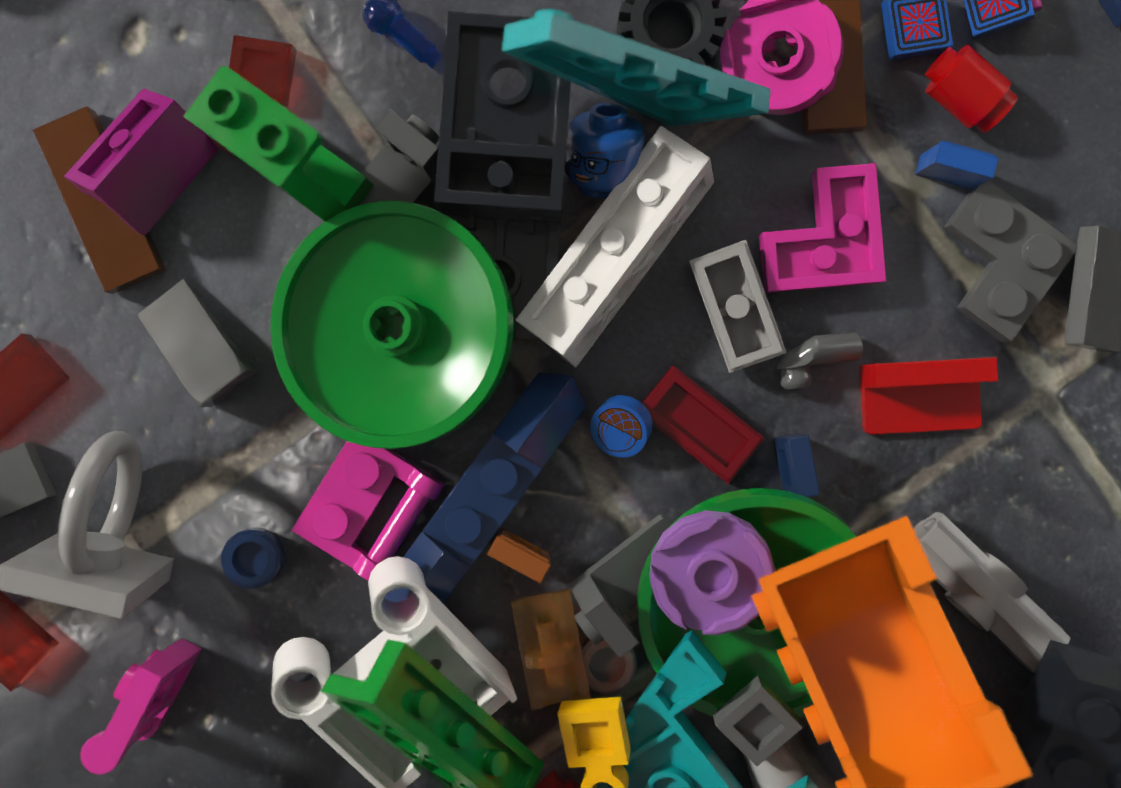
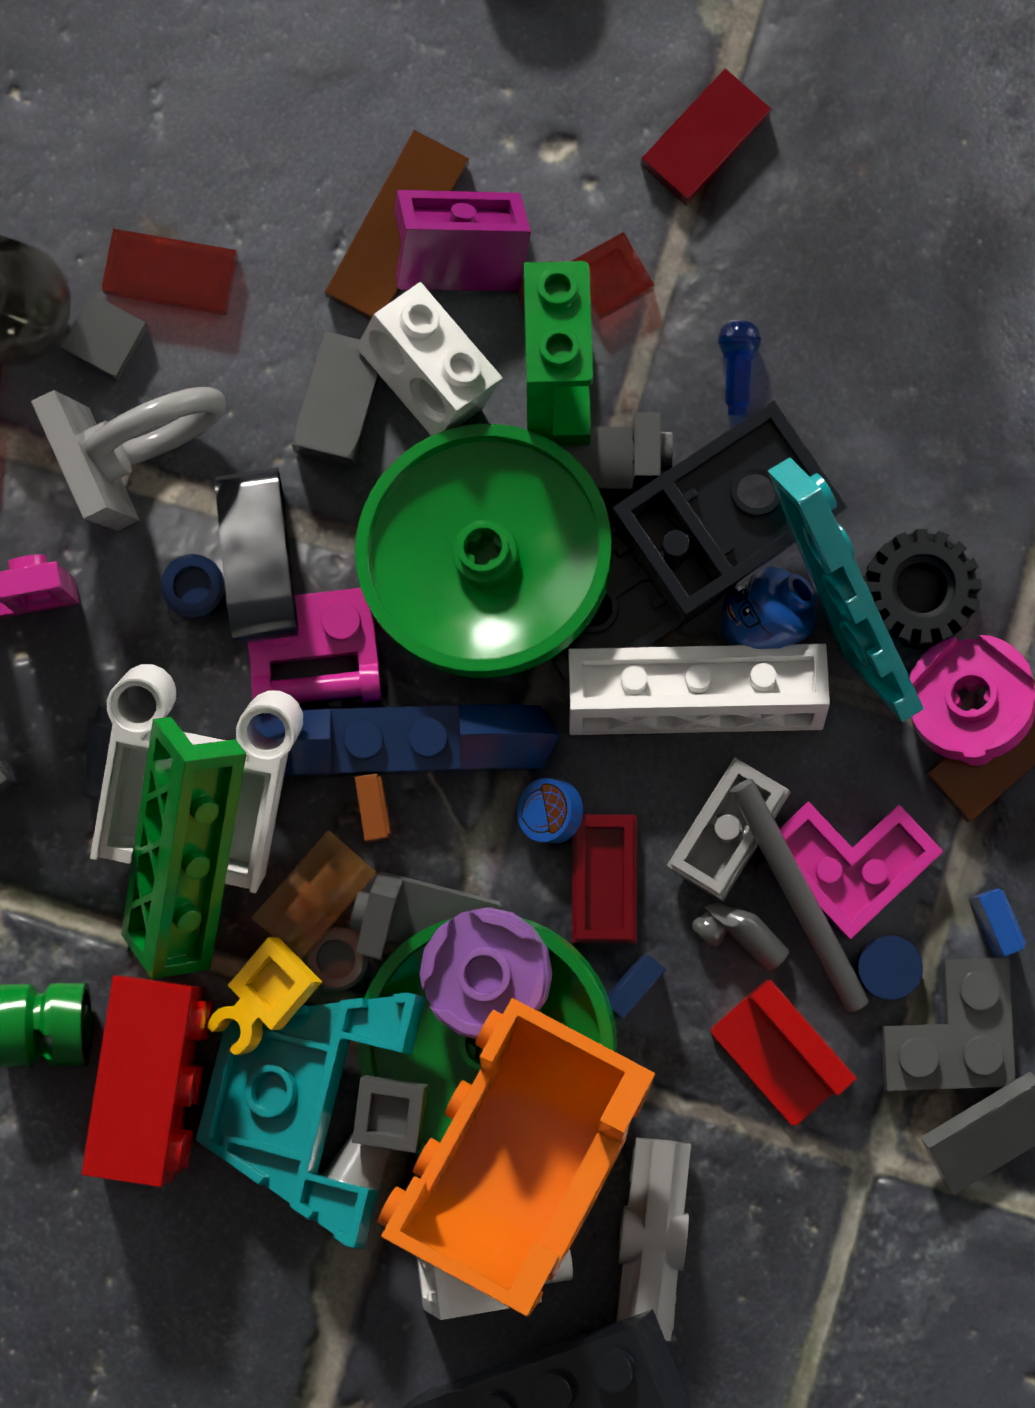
camera: 50 degrees right, 5 degrees down
(213, 254) = (428, 361): none -> white brick
(263, 499) = (256, 556): none -> black beam
(825, 292) = (799, 895): none -> dark grey bar
(923, 269) = (889, 967): none -> dark blue tile

